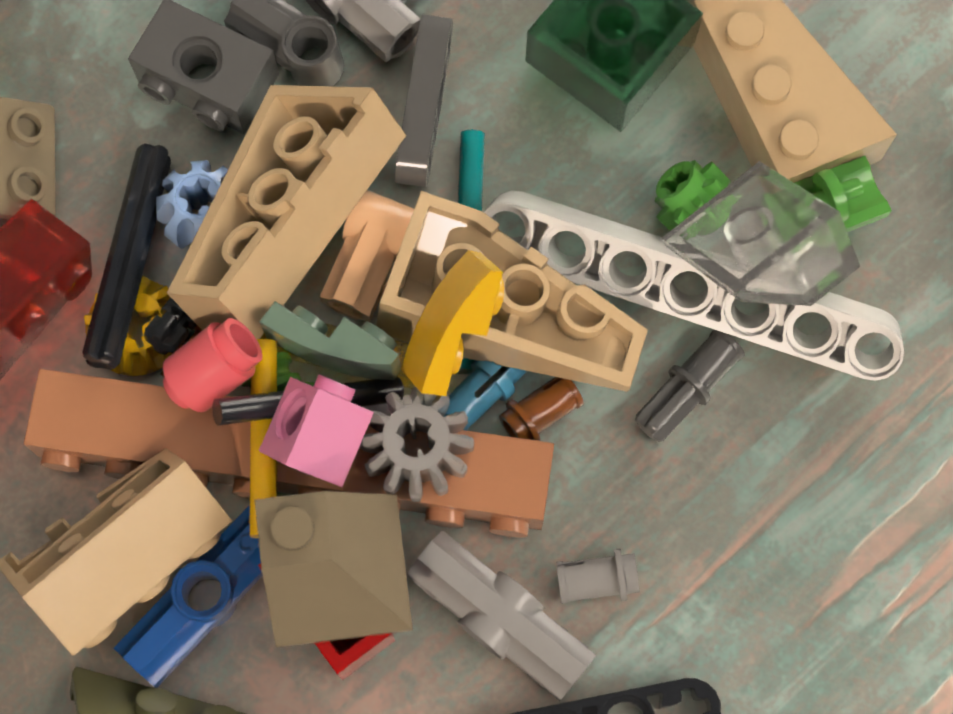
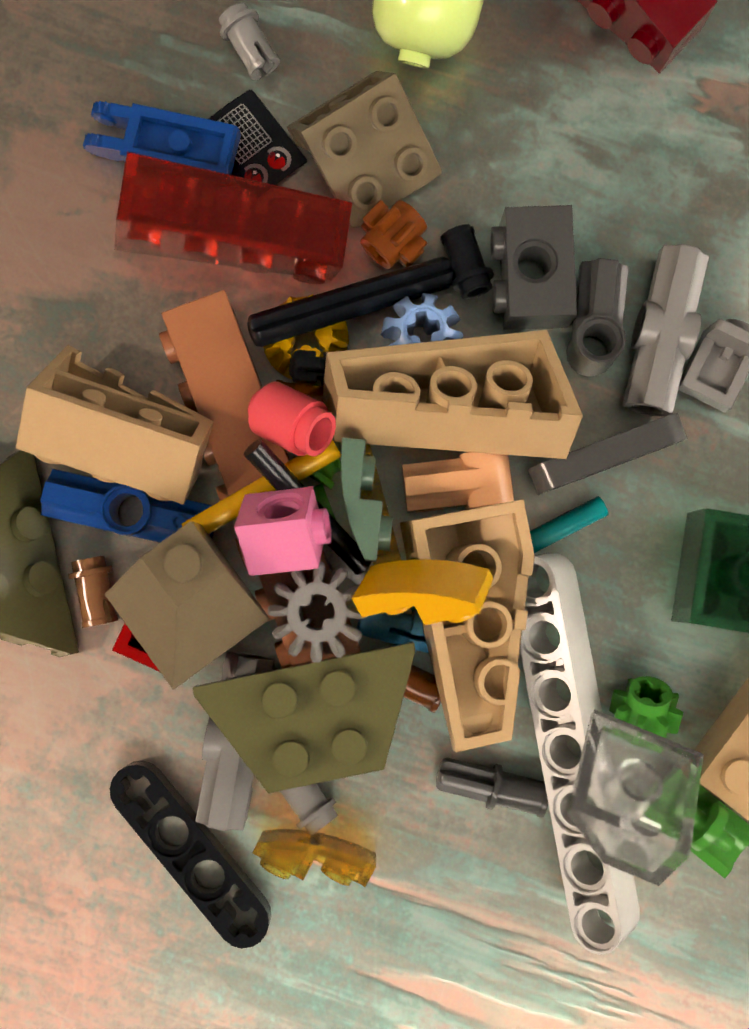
camera: 60 degrees right, 10 degrees up
(86, 180) = (393, 234): none -> dark orange gear
(172, 130) = (471, 274): none -> black pin
(264, 680) = (91, 585): none -> medium nougat pin
(518, 510) = (313, 717): none -> olive wing
(646, 618) = (293, 852): none -> clear yellow slope

